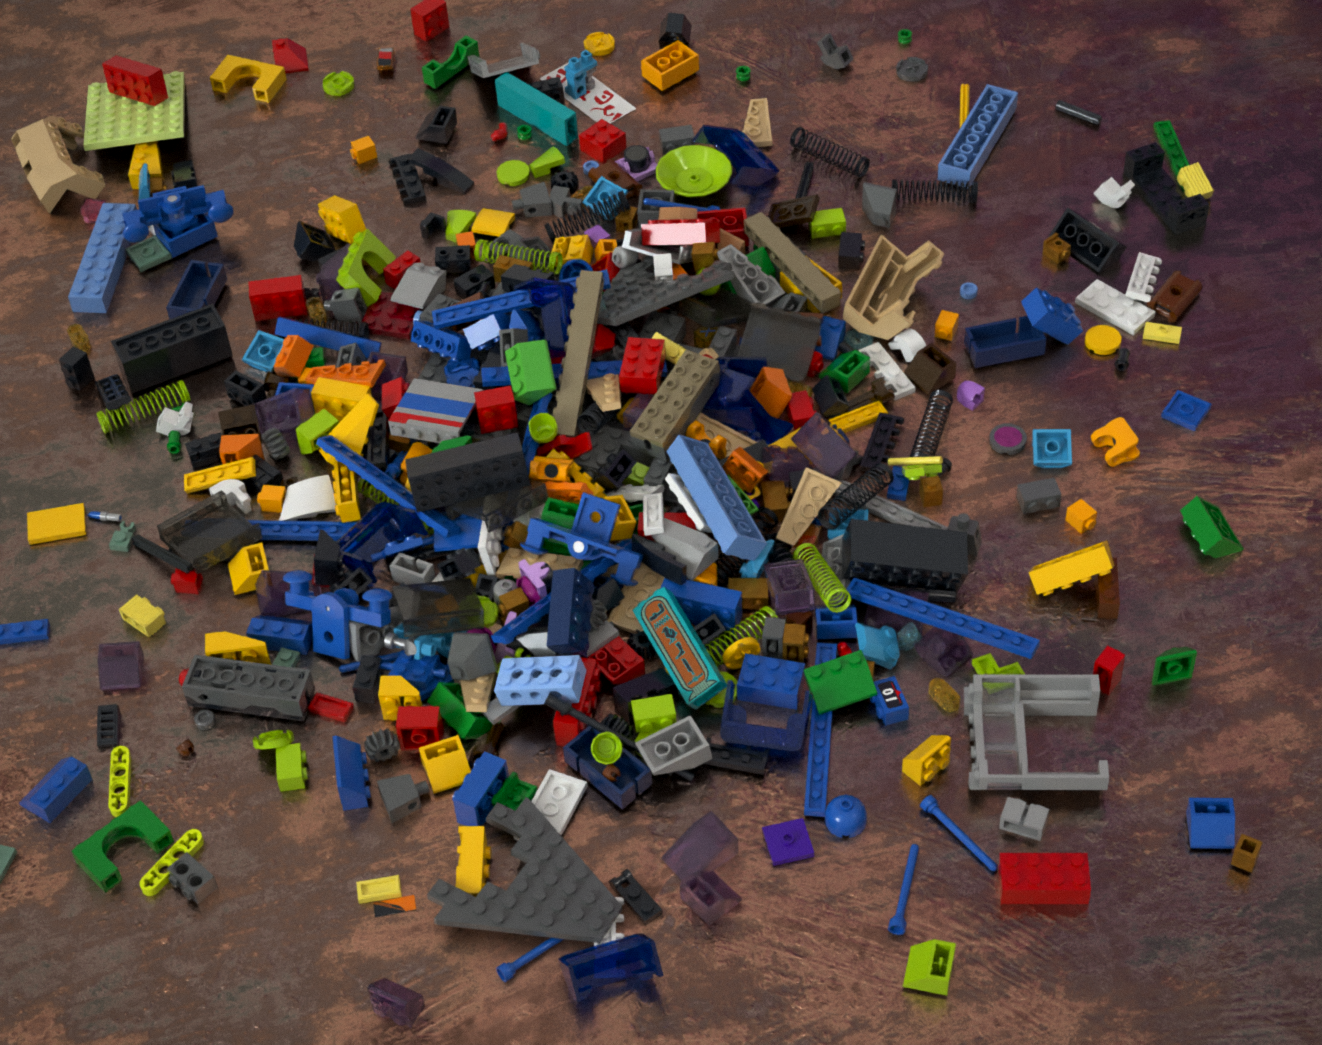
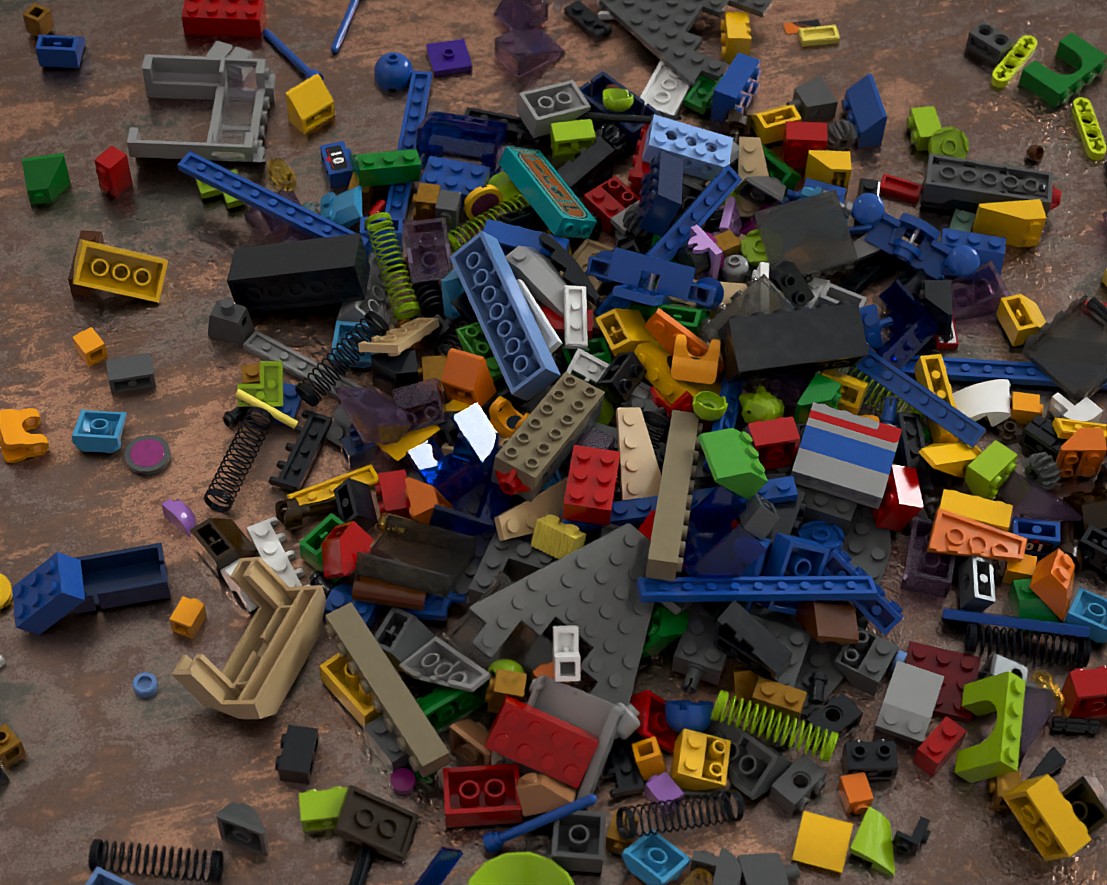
camera: 175 degrees right, 5 degrees up
(831, 344) = (341, 549): none -> red slope

